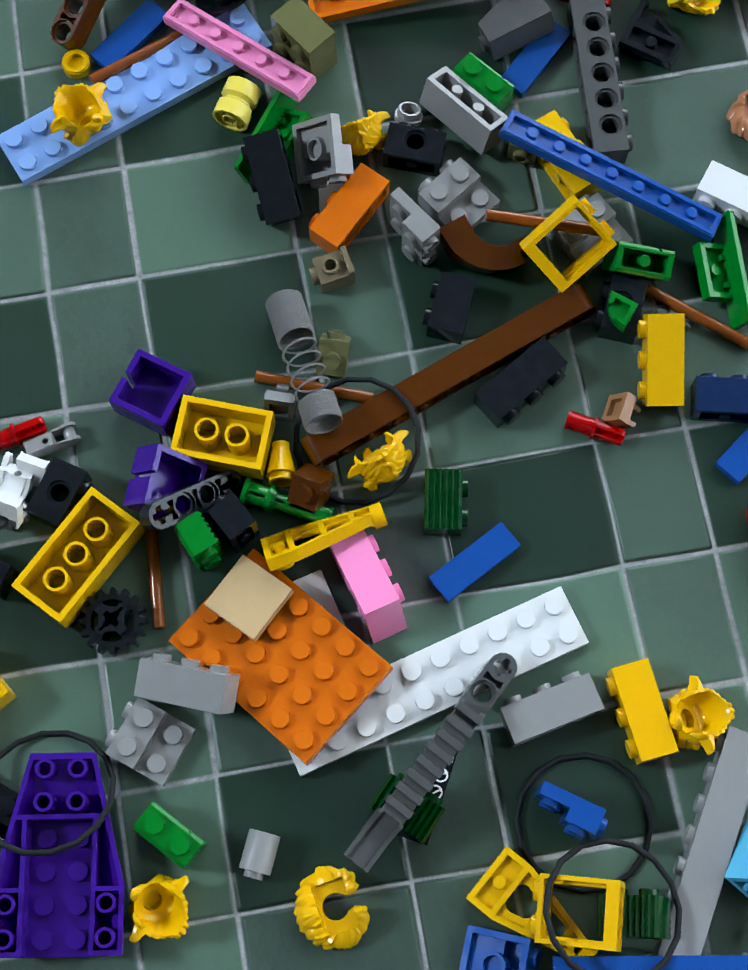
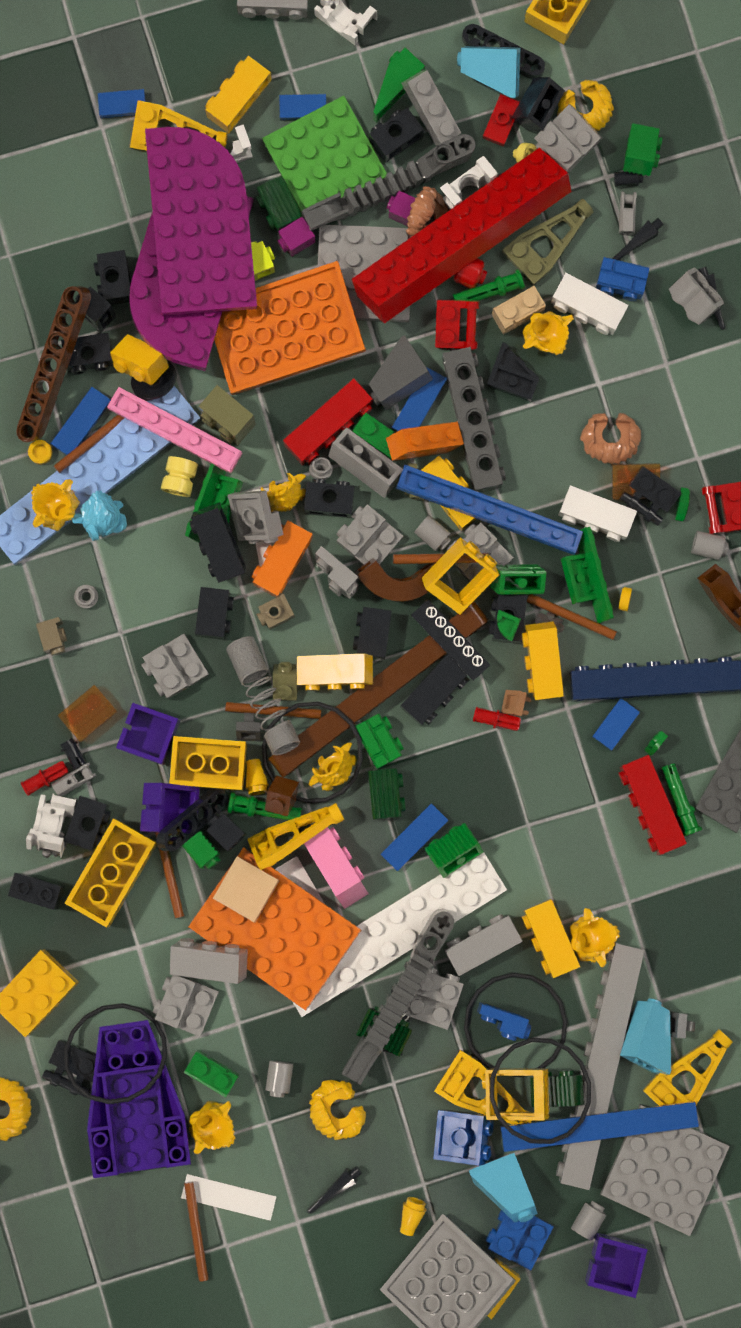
camera: 10 degrees left, 10 degrees up
(54, 266) = (52, 636): none -> dark tan brick
(55, 406) = (73, 753): none -> black pin
(82, 363) = (87, 713): none -> clear orange plate
(103, 221) = (86, 589): none -> light grey plate
(121, 612) = (131, 908): black gear -> none
(135, 135) = (101, 516): none -> medium azure hair
(198, 321) = (174, 667): none -> light grey plate
(255, 263) = (213, 613): none -> black brick
(397, 342) = (335, 671): none -> brick
(407, 72) = (328, 422): none -> red brick
(443, 437) = (379, 741): none -> green brick
(479, 773) = (436, 999): none -> light grey plate
(524, 581) = (453, 850): none -> green brick
(536, 199) = (433, 533): none -> light grey brick
(538, 88) = (424, 441): none -> orange brick
(547, 322) = (450, 640): none -> black sticker

